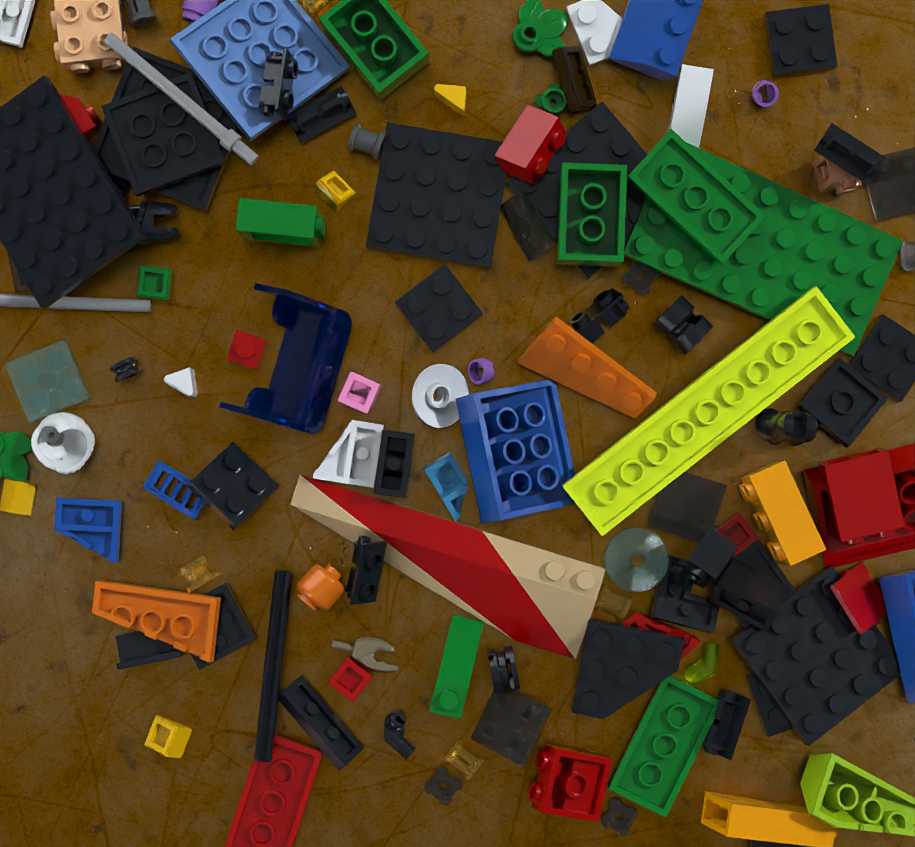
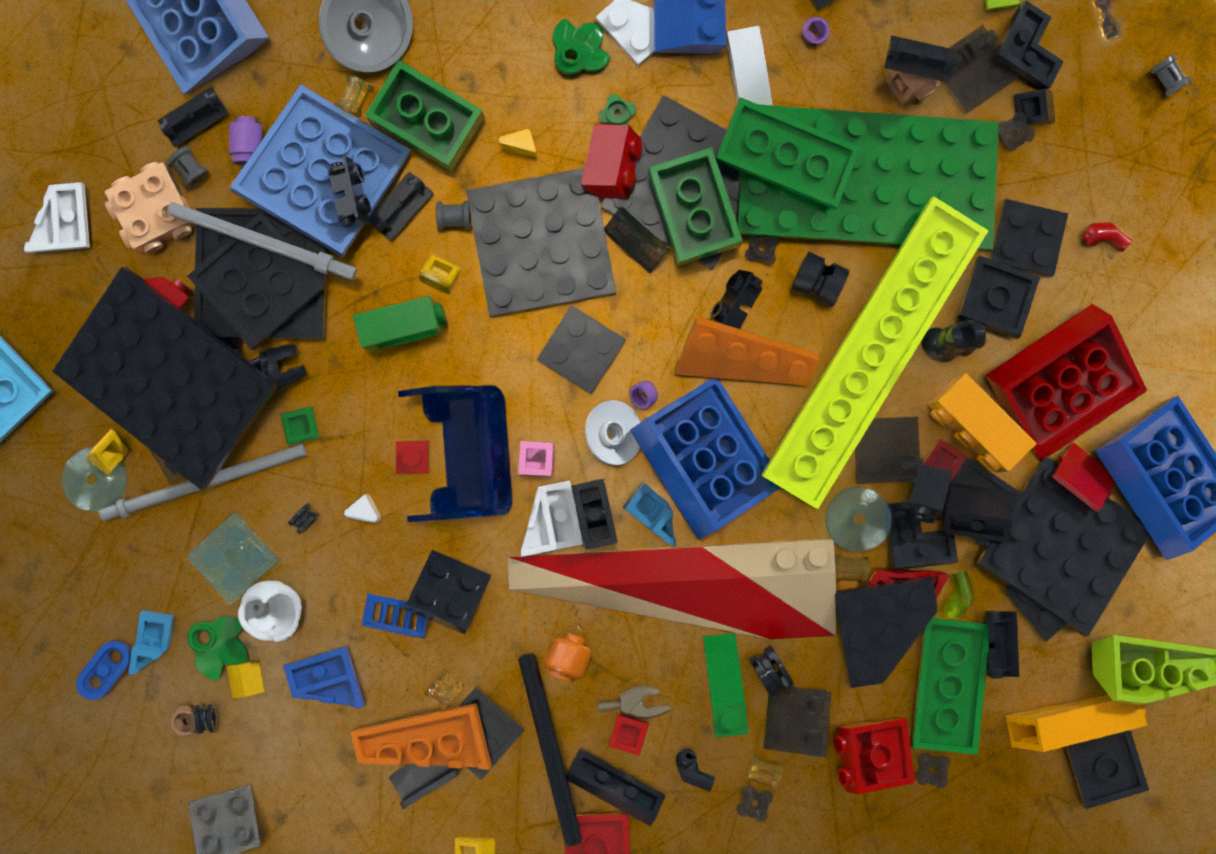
camera: 20 degrees left, 0 degrees up
(365, 577) = (607, 633): black hinge -> none
(574, 78) = (629, 82): dark brown plate -> none
(862, 495) = (1051, 379): red panel -> none

